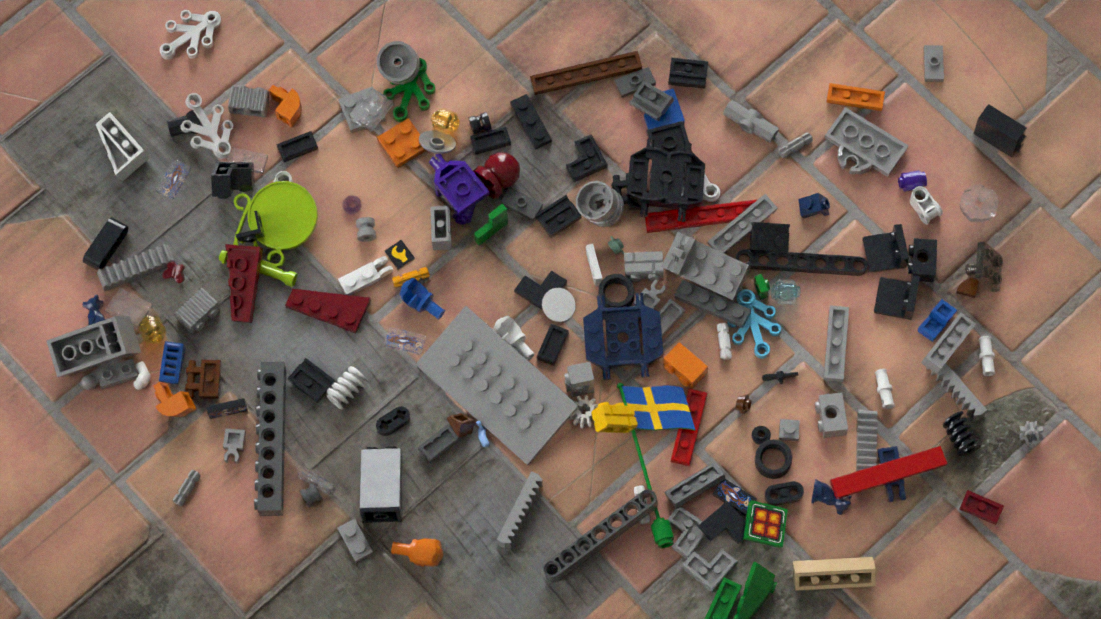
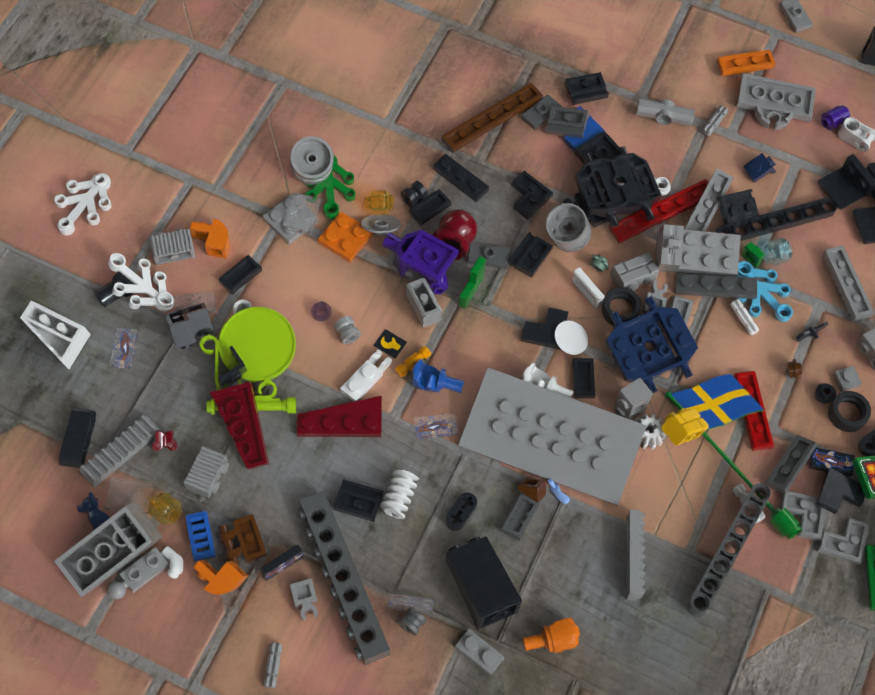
camera: 30 degrees left, 5 degrees down
(685, 366) = (722, 352): orange brick -> none

